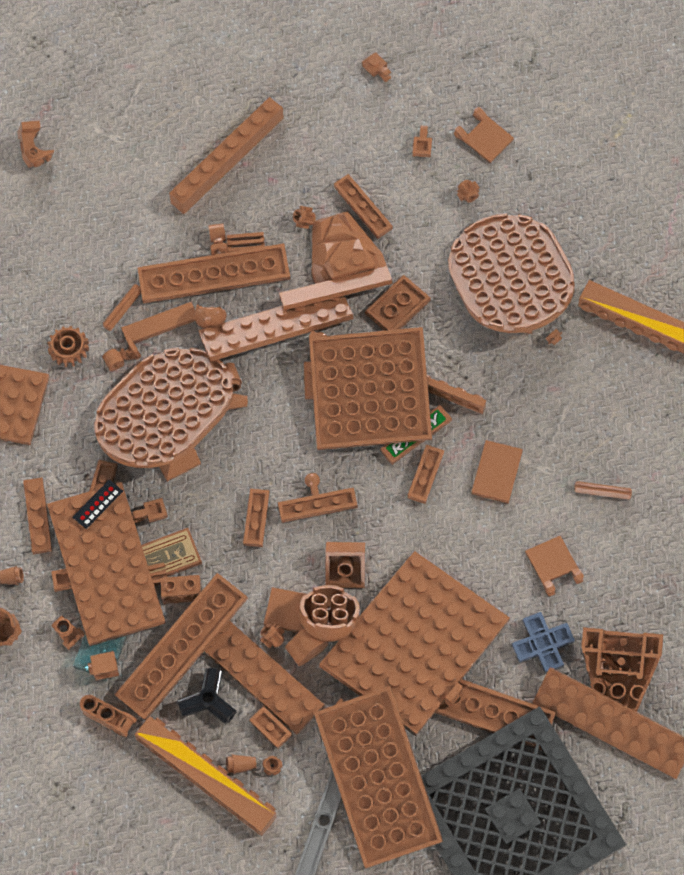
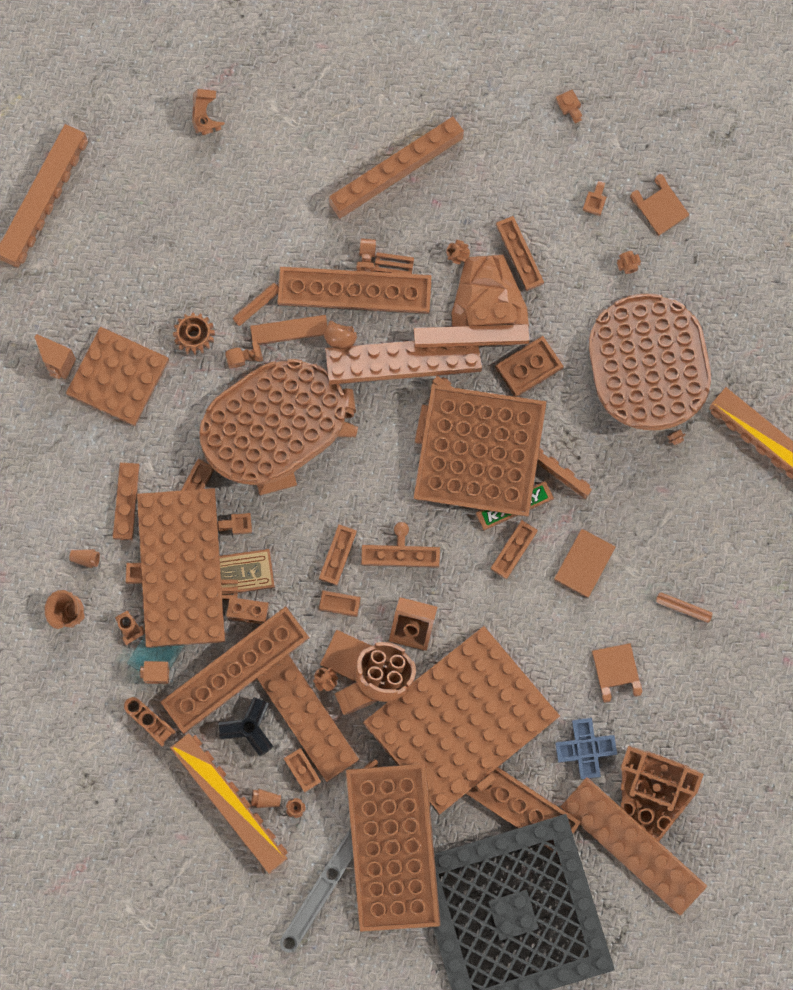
camera: 10 degrees right, 10 degrees up
(97, 504) = (186, 506): black sticker -> none
(269, 563) = (339, 603): none -> nougat tile

